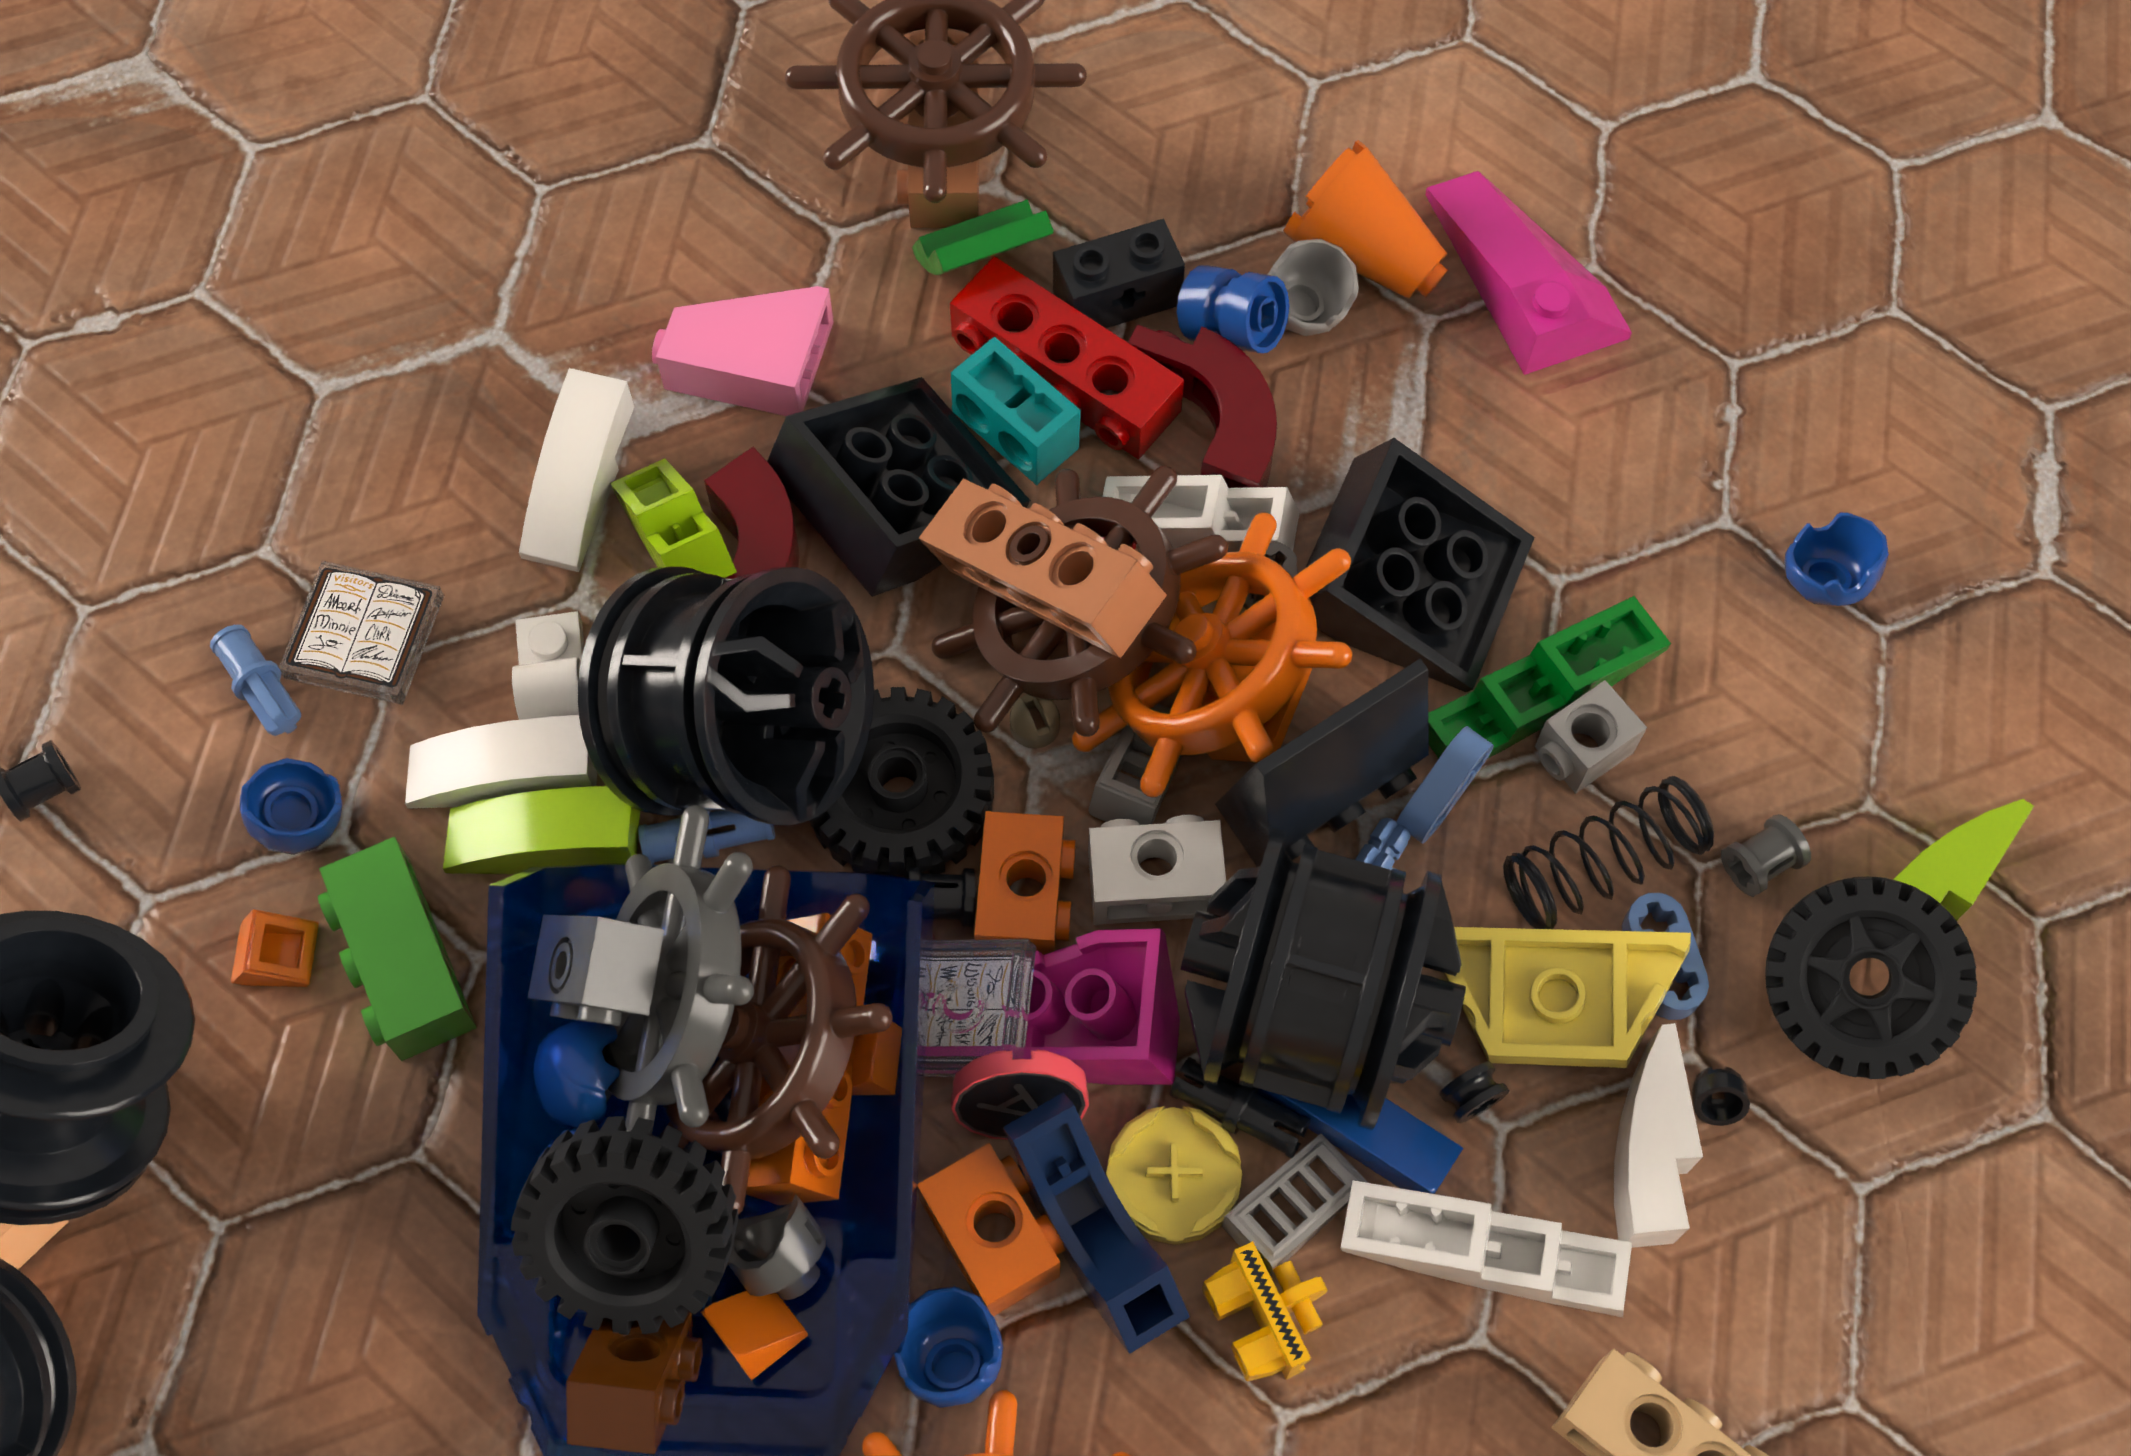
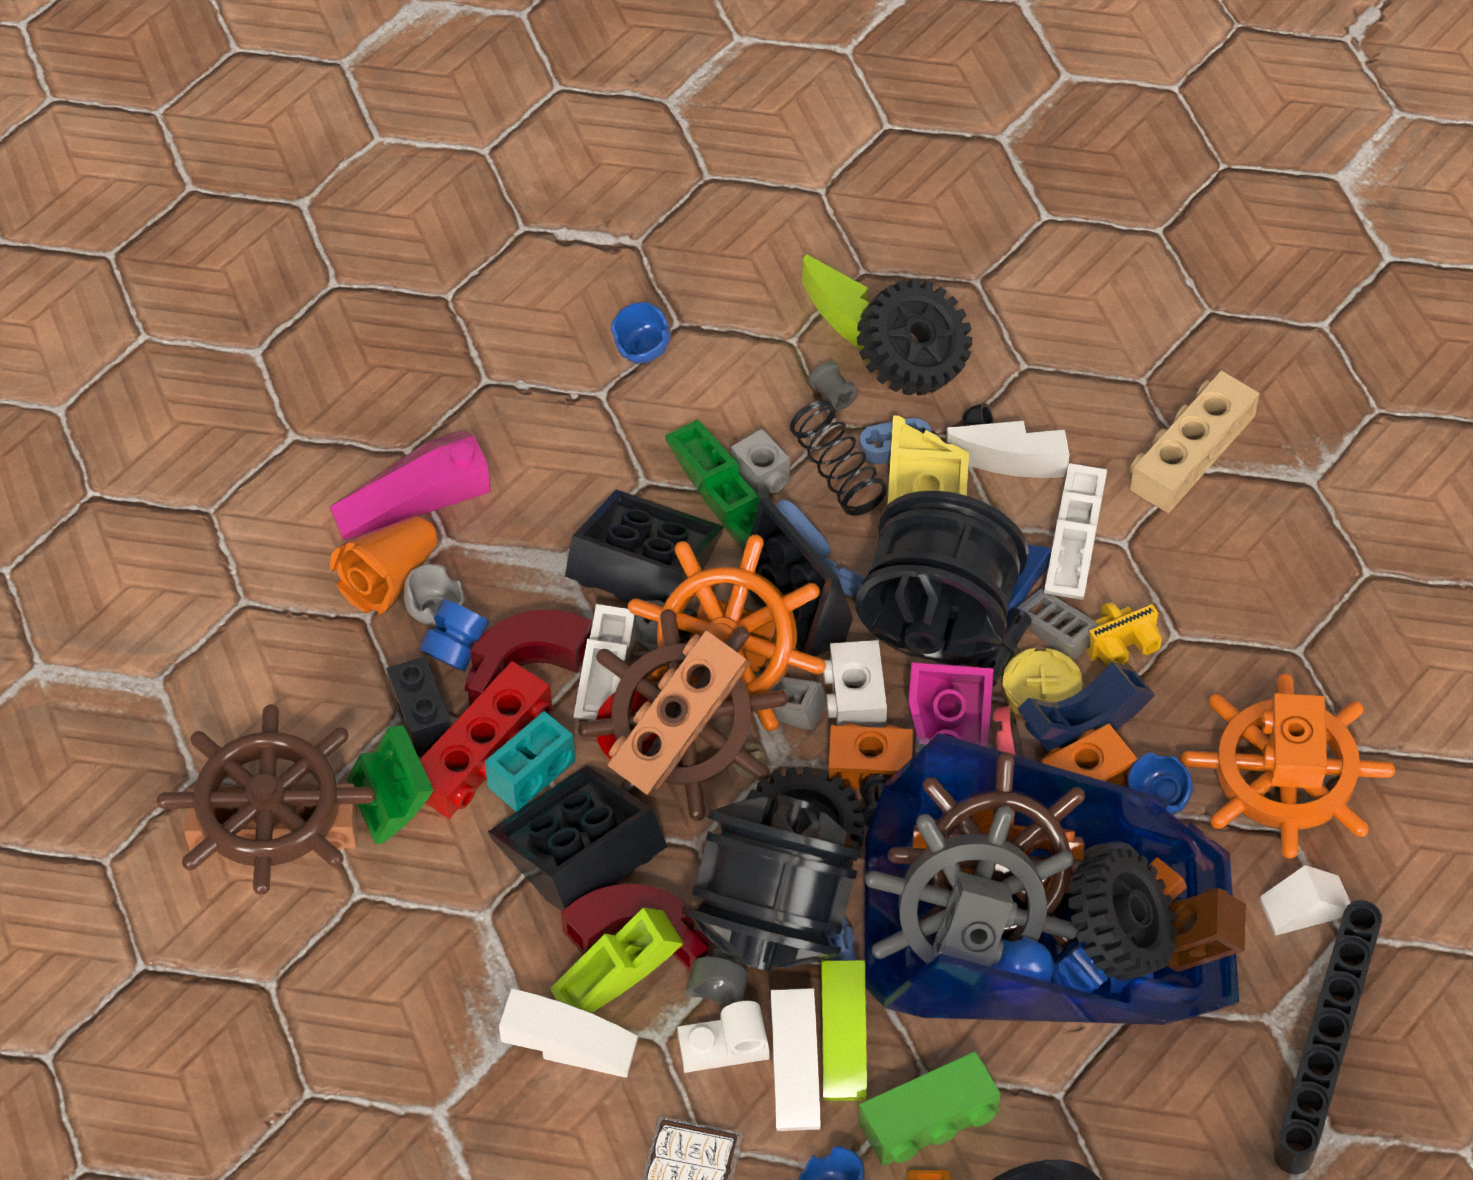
camera: 90 degrees left, 10 degrees down
(747, 349) = (472, 930): bright pink slope -> none

